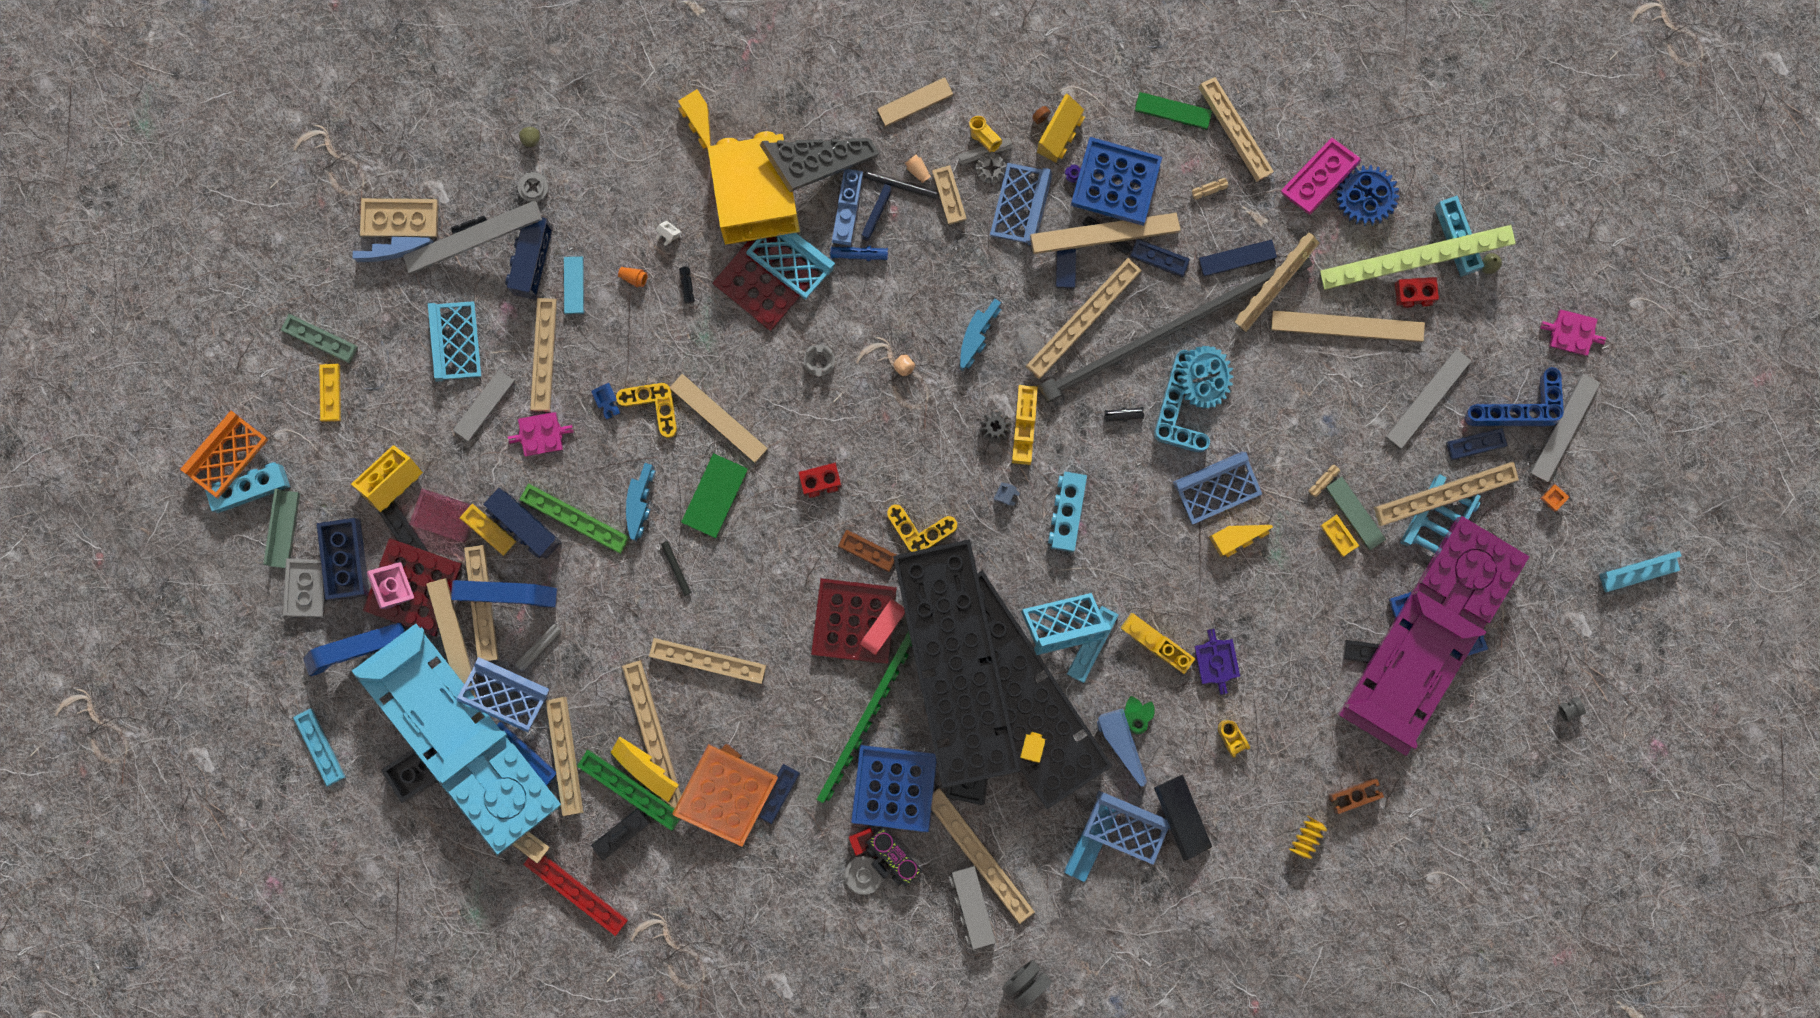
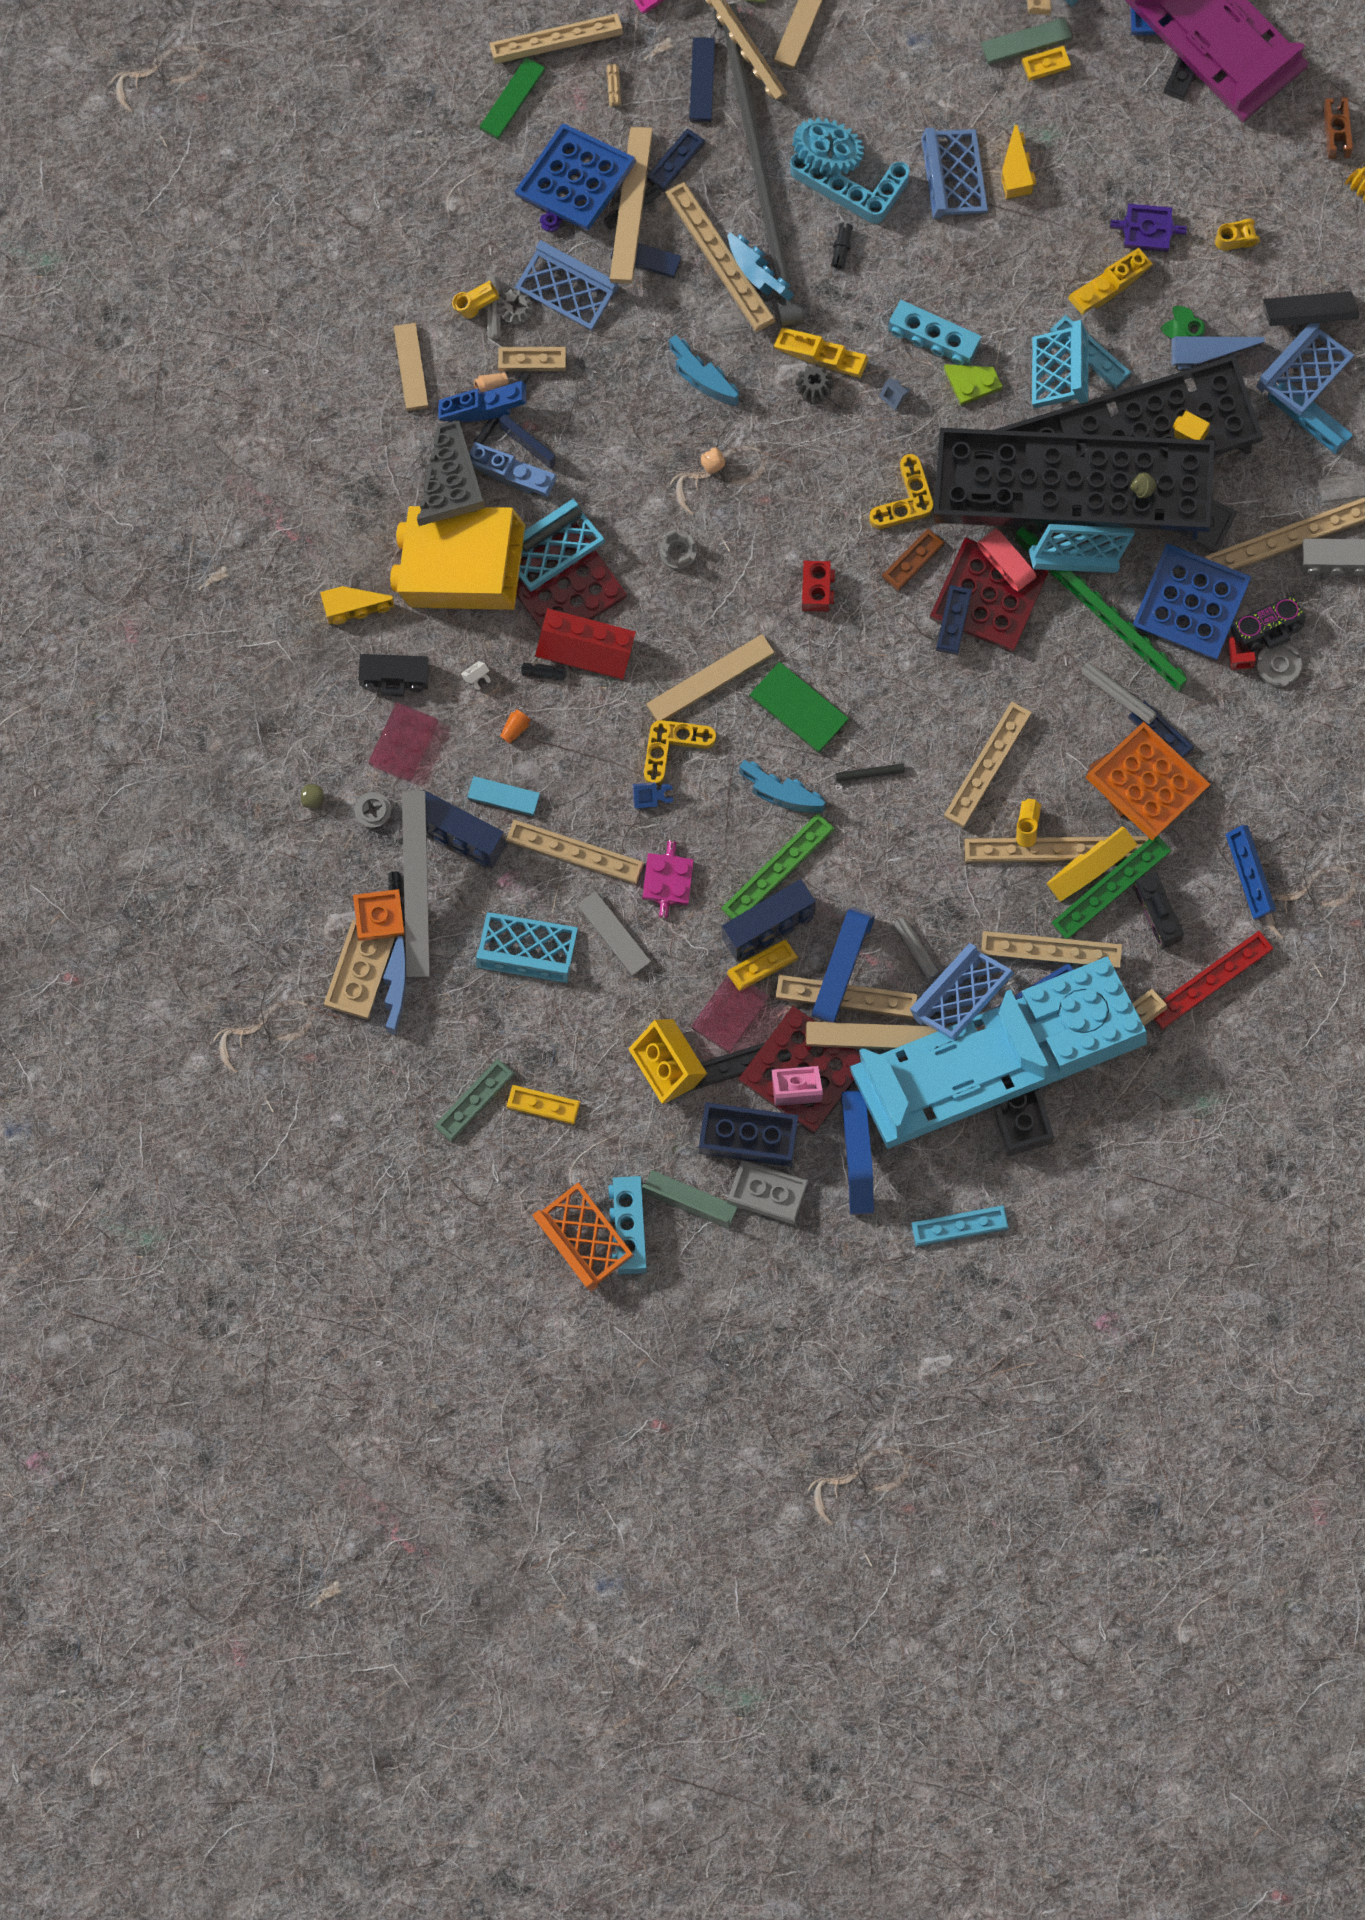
camera: 70 degrees left, 10 degrees down
(442, 217) = (378, 915): none -> orange plate
(597, 193) = (403, 742): none -> clear pink plate
(653, 177) = (393, 670): none -> black piece
(667, 707) = (1028, 823): none -> yellow piece
(675, 900) = (1250, 872): none -> blue plate
(715, 309) = (585, 644): none -> red slope
(798, 750) = (1119, 693): none -> light grey axle
(803, 254) = (552, 529): none -> pearl dark grey bar
(821, 598) = (954, 620): none -> dark blue tile
(859, 253) = (567, 474): blue pin -> none
(895, 166) = (482, 406): none -> blue slope
(904, 683) = (1081, 557): none -> medium azure fence
(961, 722) = (1143, 485): none -> olive piece
(1036, 554) = (972, 381): none -> lime wing
(1041, 114) = (470, 233): dark orange tile -> none
(1061, 129) = (496, 218): yellow slope -> none
(1081, 347) = (755, 267): none -> dark azure slope
(1324, 480) = (980, 62): tan axle -> none

